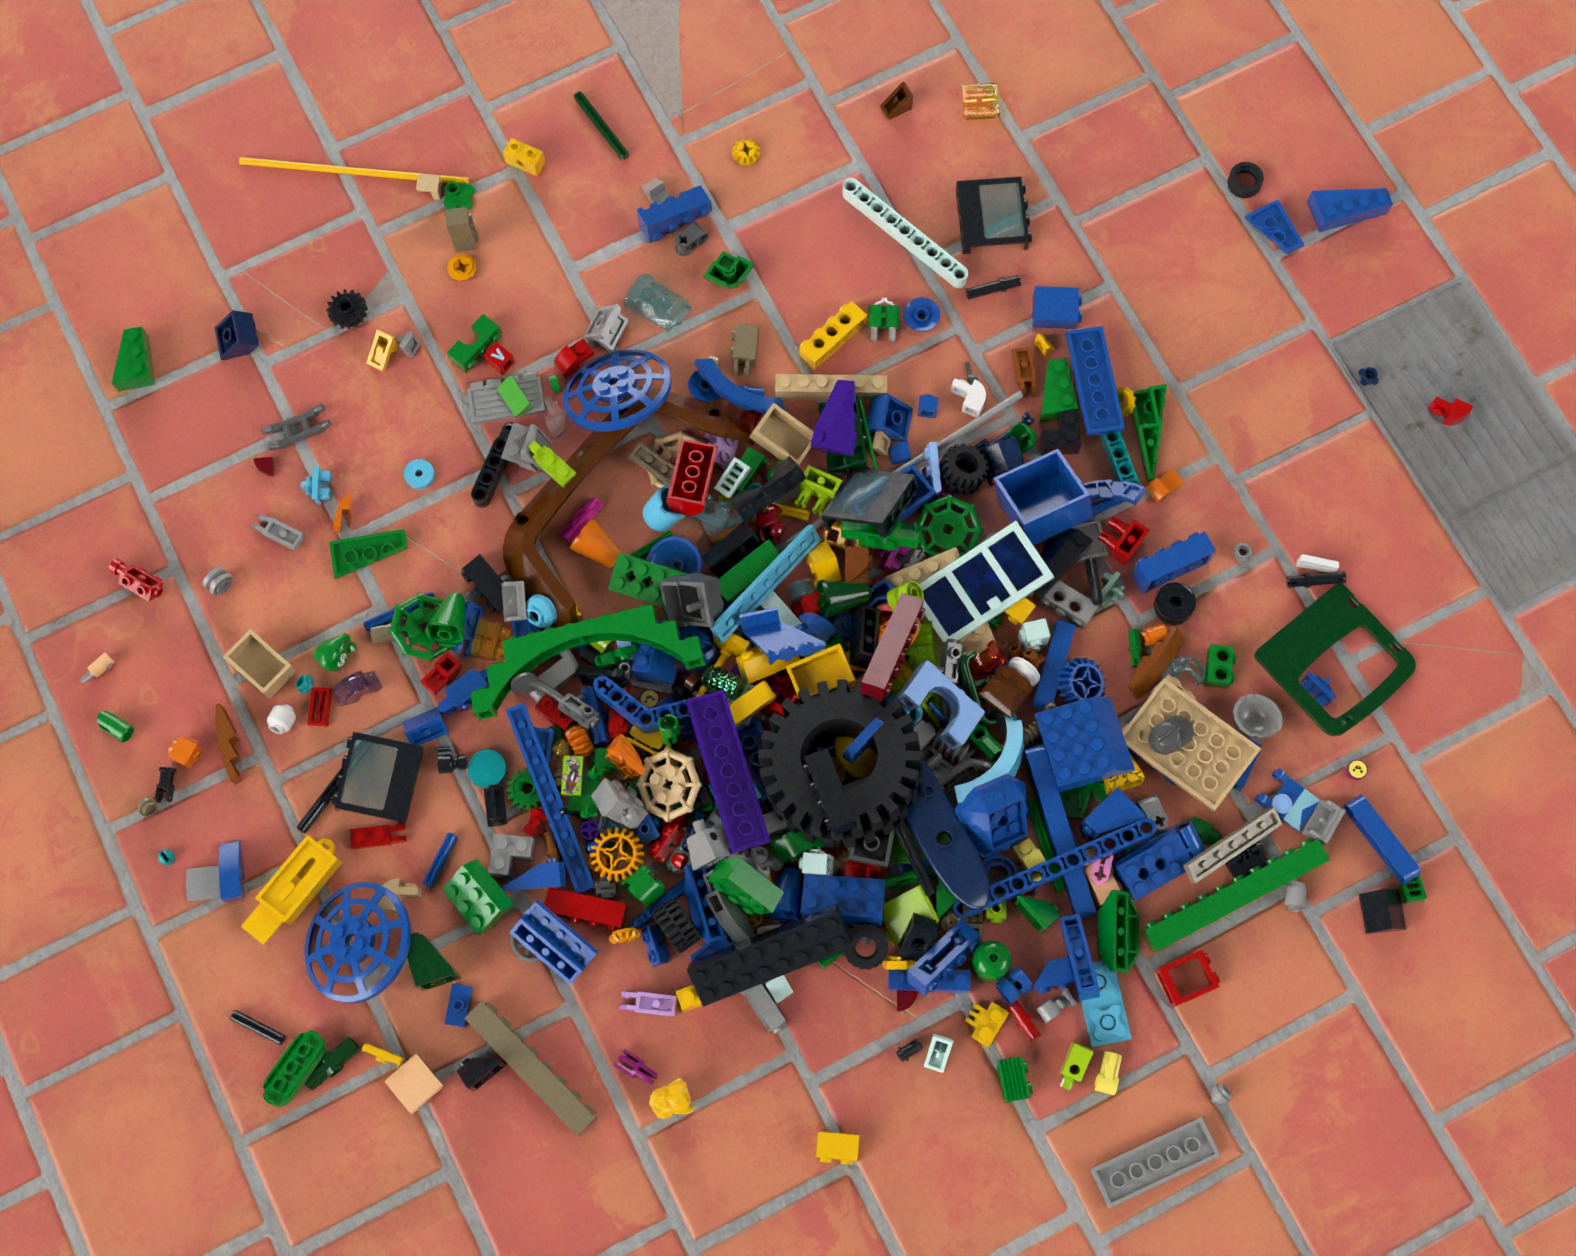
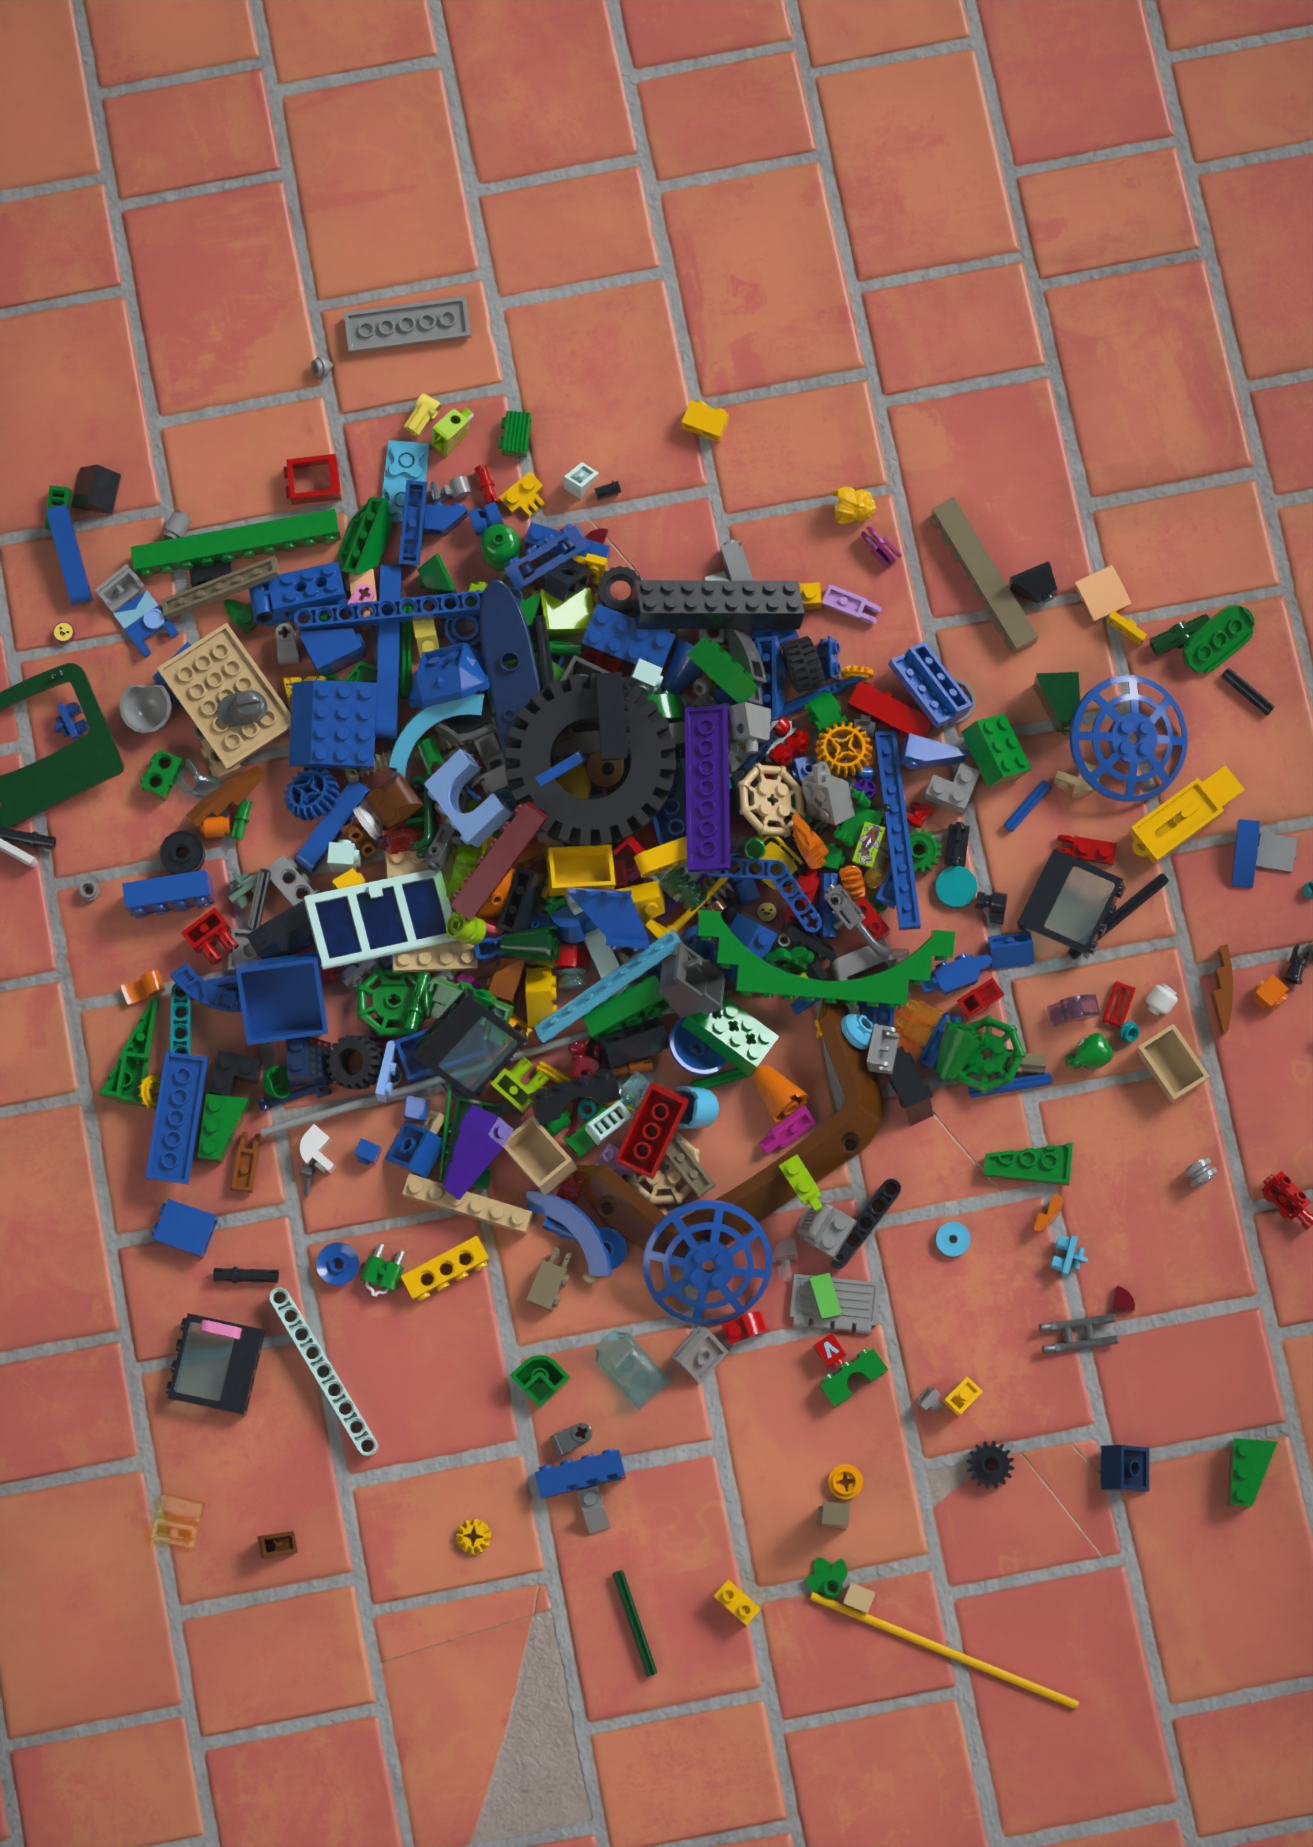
camera: 160 degrees left, 5 degrees up
(279, 532) = (1122, 1213): light grey hinge -> none
(458, 1005) = (1041, 655): blue plate -> none
(552, 849) = (909, 781): dark orange pin -> none
(555, 384) = (774, 1301): green tile -> none
(927, 528) = (414, 1010): none -> green pin
(997, 232) = (220, 1329): none -> bright pink beam
(1044, 344) = (212, 1189): yellow slope -> none

